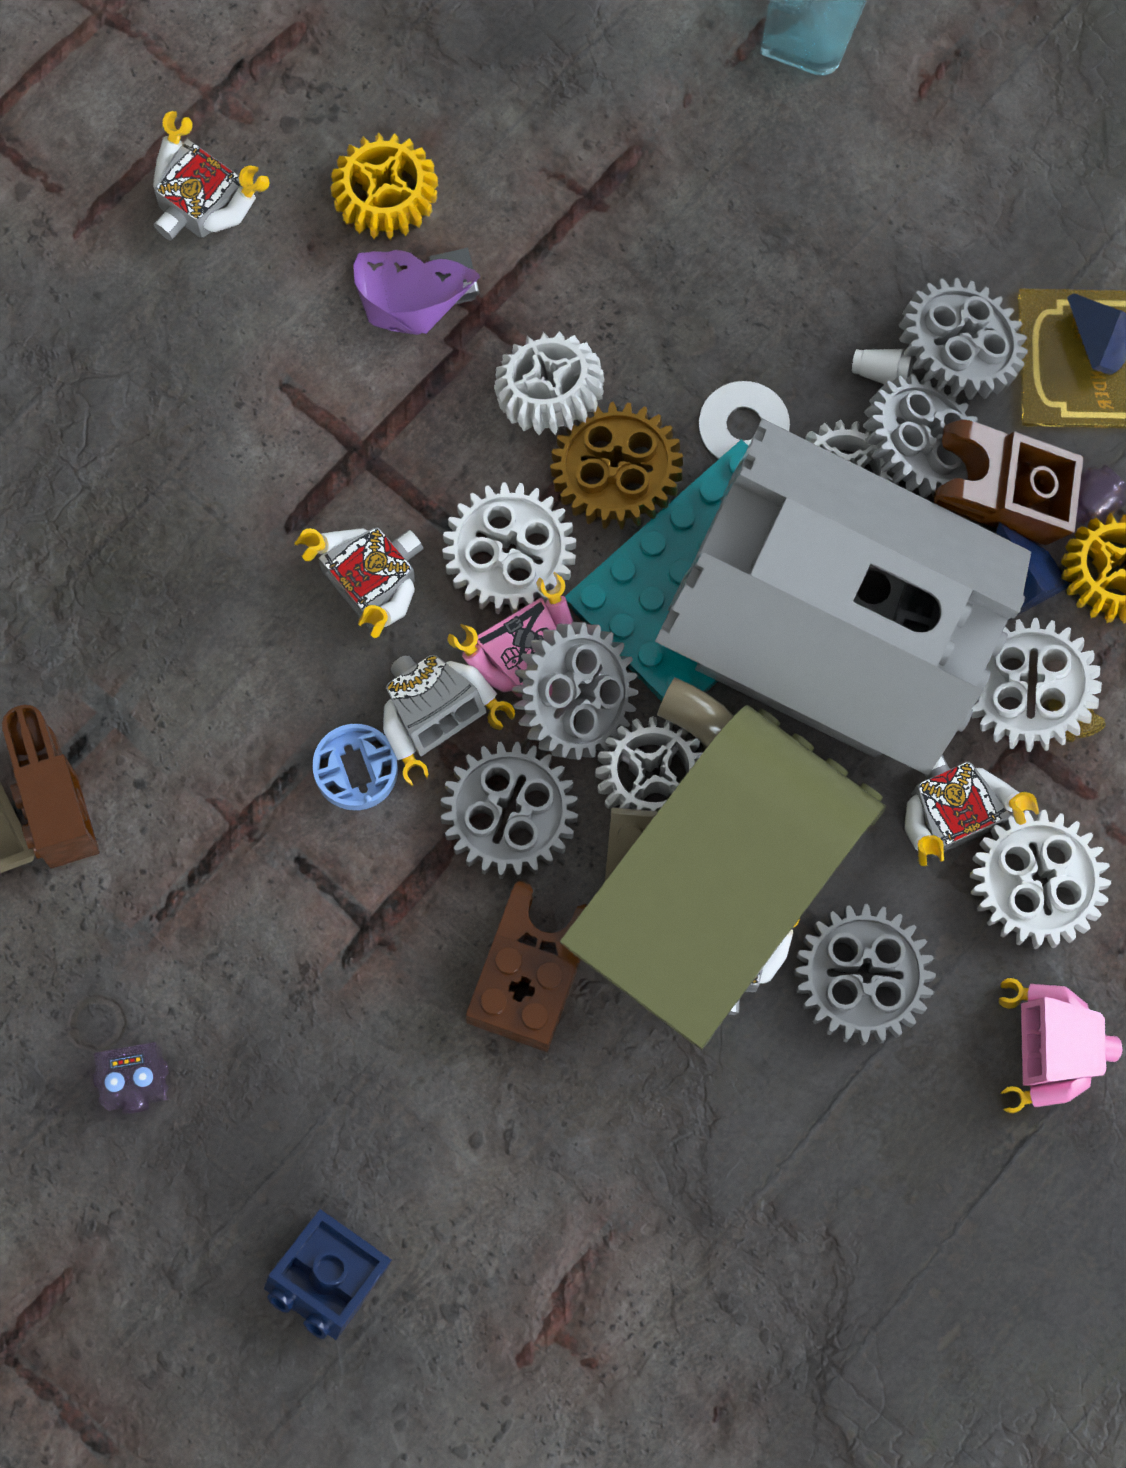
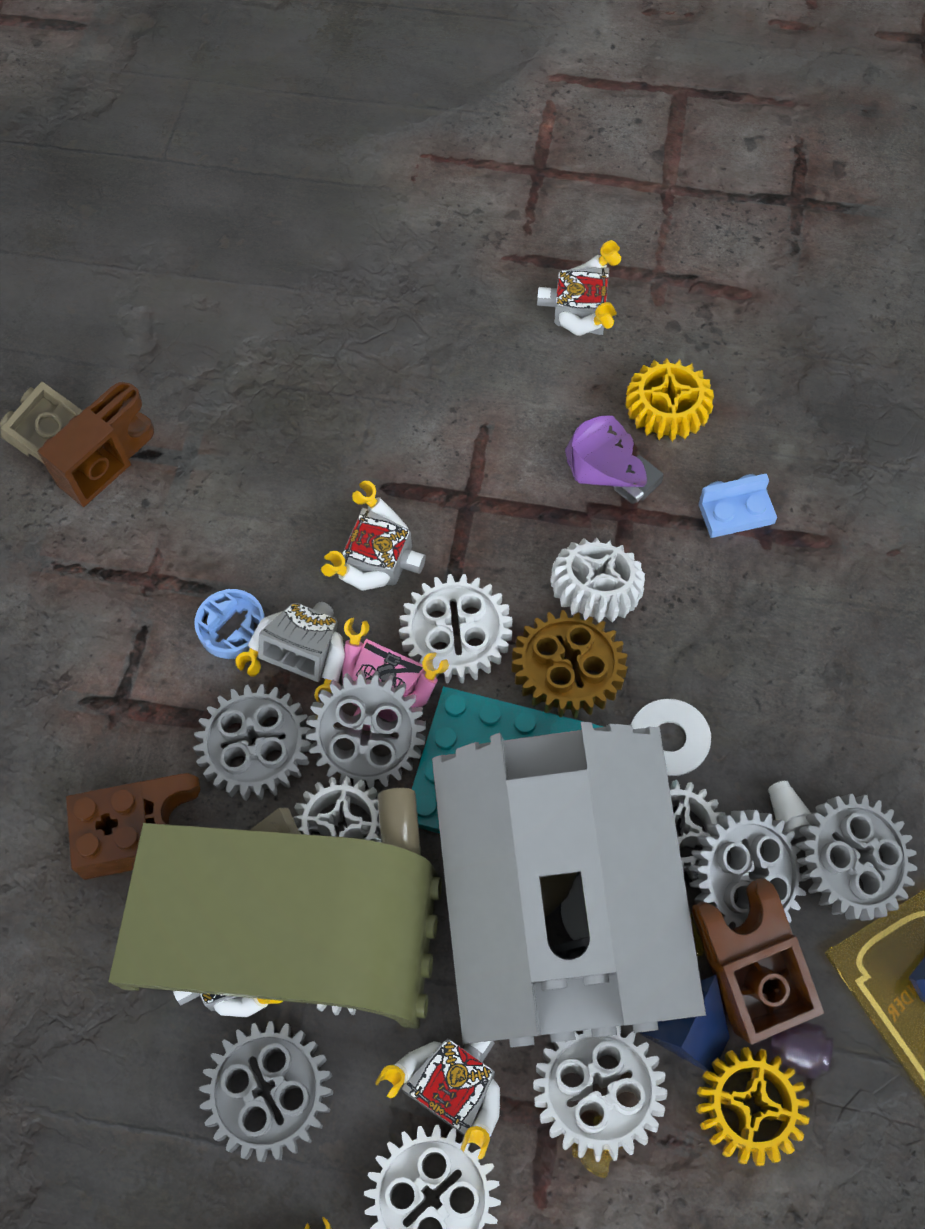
camera: 65 degrees right, 10 degrees down
(547, 205) = (737, 505): none -> light blue bracket

